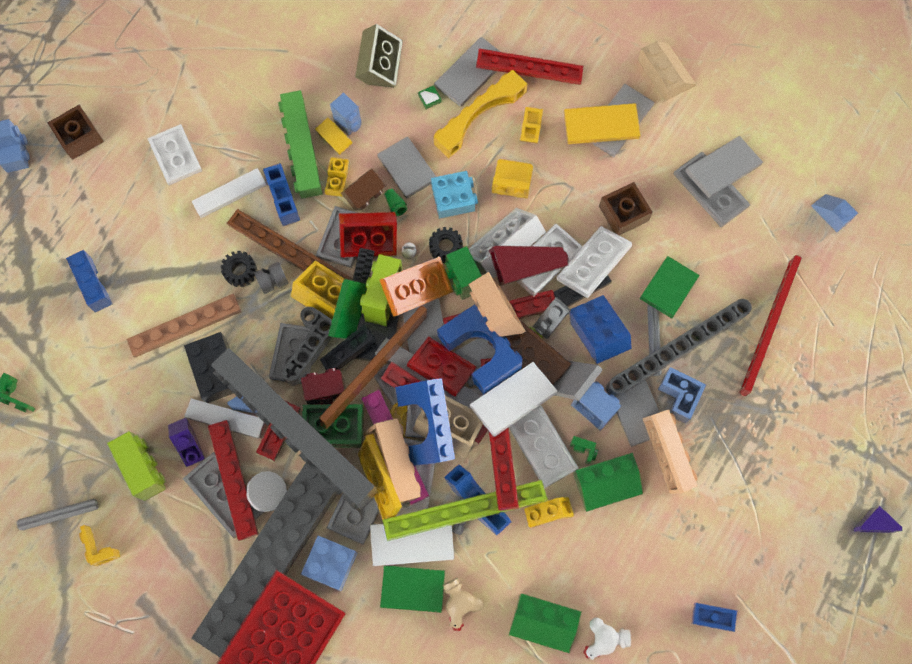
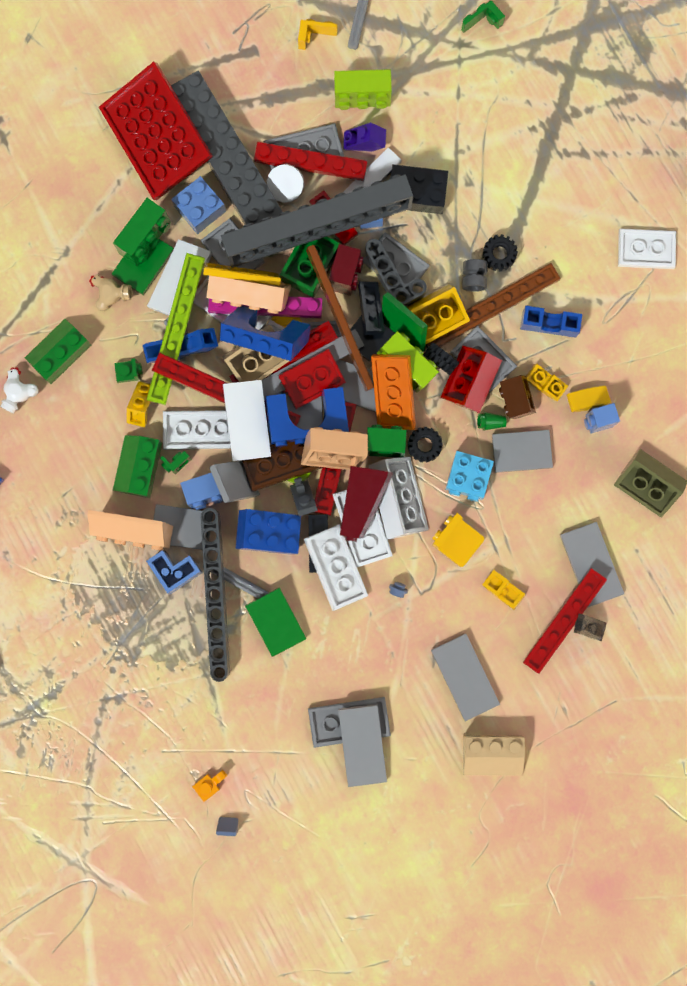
camera: 120 degrees right, 10 degrees up
(88, 282) = (569, 119): blue arch -> none
(183, 325) = (472, 184): nougat plate -> none
(229, 193) = (581, 278): white tile -> none
(301, 144) = (596, 364): bright green brick -> none
(387, 597) = (142, 232): none -> green brick
(408, 253) = (442, 412): white hinge -> none
(429, 97) = (584, 510): tile -> none
(505, 91) = (530, 508): yellow arch -> none
(524, 45) = (589, 627): none -> clear smoke plate
(525, 542) = (128, 371): none -> green bracket
(581, 204) = (398, 589): none -> sand blue plate
(601, 123) = (468, 655): yellow tile -> none
(625, 209) = (369, 624): reddish brown brick -> none
(770, 326) = (191, 691): red tile -> none
(834, 211) = (264, 822): medium blue slope -> none
(834, 270) = (208, 786): none -> light orange plate
(857, 237) = (227, 826): none -> sand blue slope

